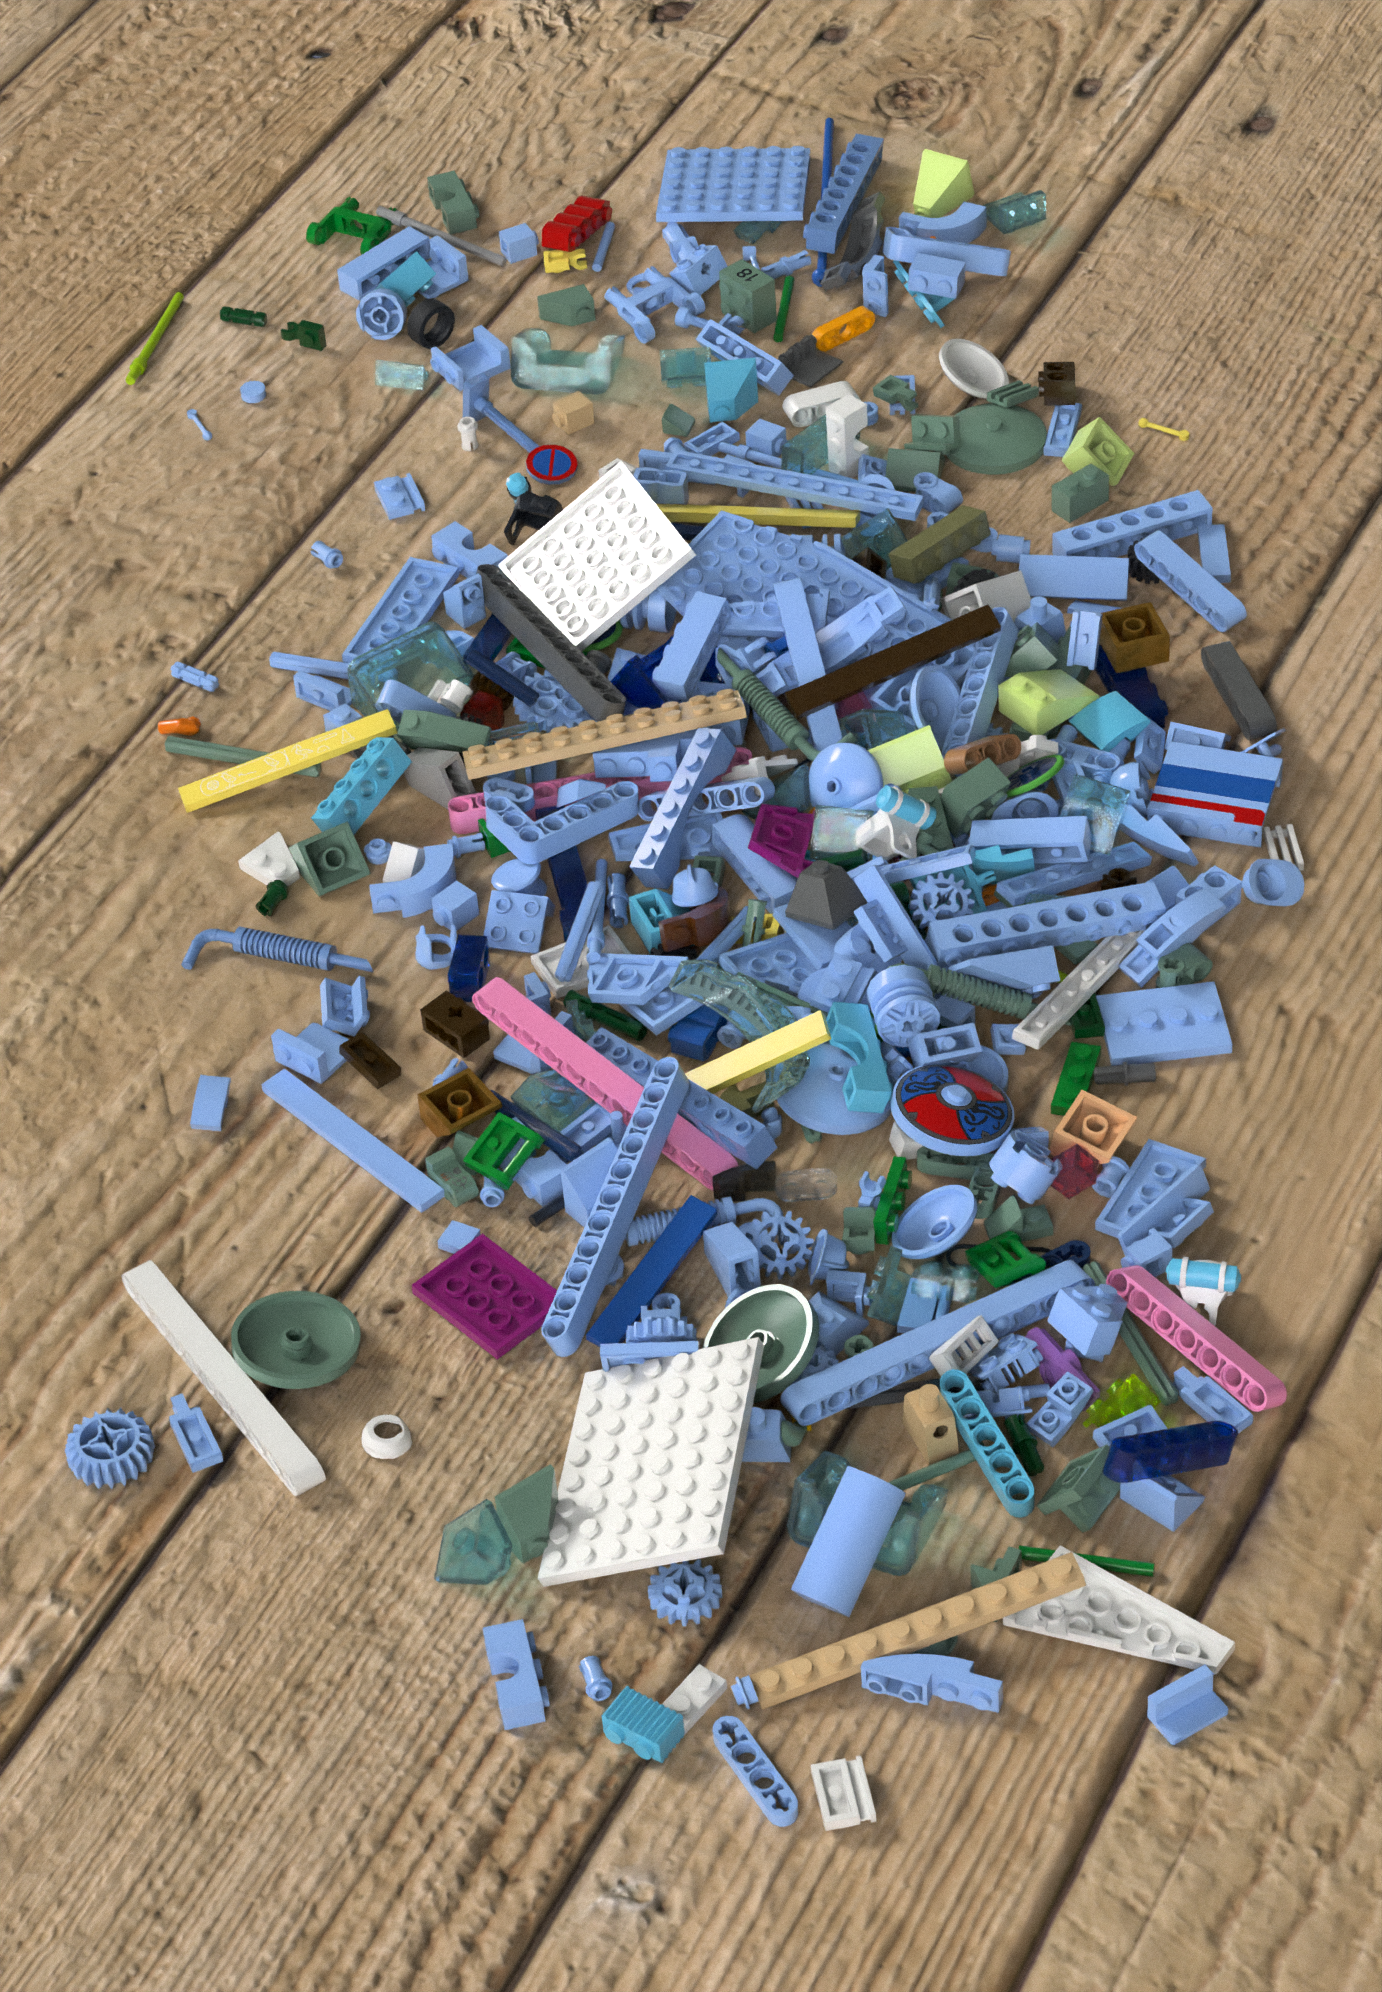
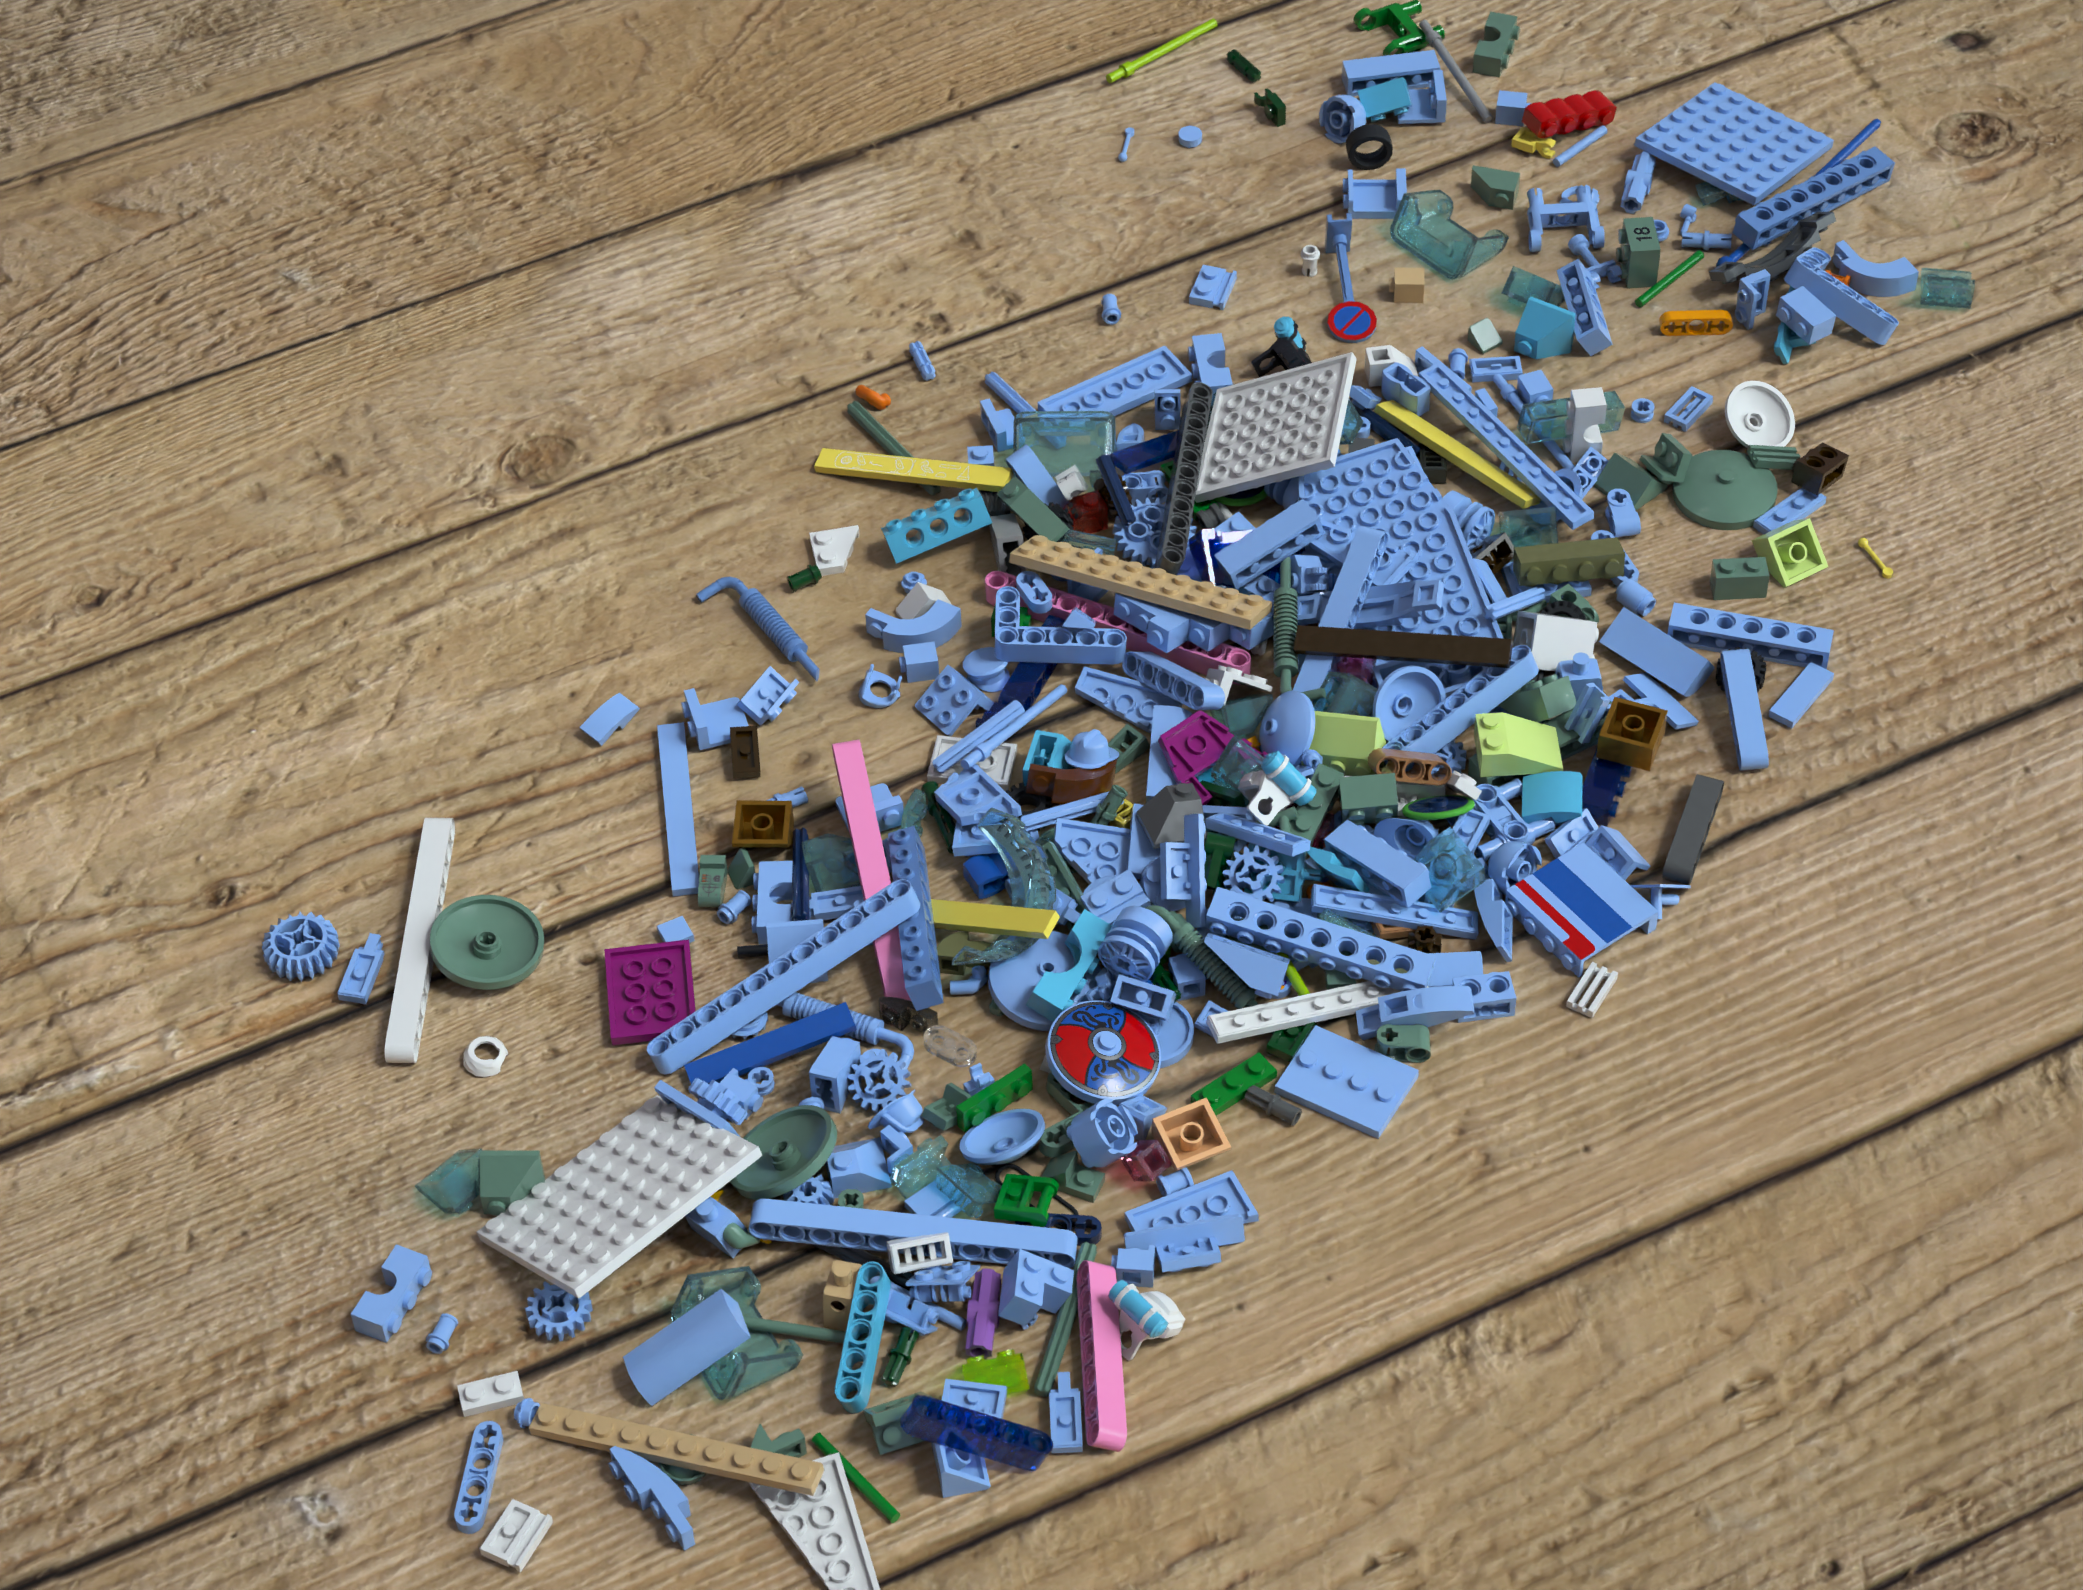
camera: 35 degrees right, 5 degrees up
(330, 859) = (869, 570): sand green slope -> none
(400, 375) = (1311, 181): clear light blue hinge -> none
(455, 1024) = (823, 756): dark brown brick -> none
(467, 844) = (976, 614): light blue pin -> none
(468, 966) = (880, 719): clear blue brick -> none
(495, 1146) = (750, 876): green plate -> none
(537, 992) = (904, 778): light blue bracket -> none
(617, 900) = (1042, 723): medium blue pin -> none
(643, 1725) = (436, 1391): medium azure brick -> none
(659, 851) = (1188, 648): medium blue arch -> none
(700, 269) = (1612, 203): light blue brick -> none
(807, 362) = (1637, 338): dark grey hinge -> none
(810, 405) = (1626, 382): white beam -> none
(893, 390) = (1677, 402): sand green plate -> none
(941, 184) = (1900, 232): yellowish green slope -> none
(1061, 1410) = (949, 1347): light blue slope -> none
(1273, 882) = (1546, 1015): light blue piece -> none

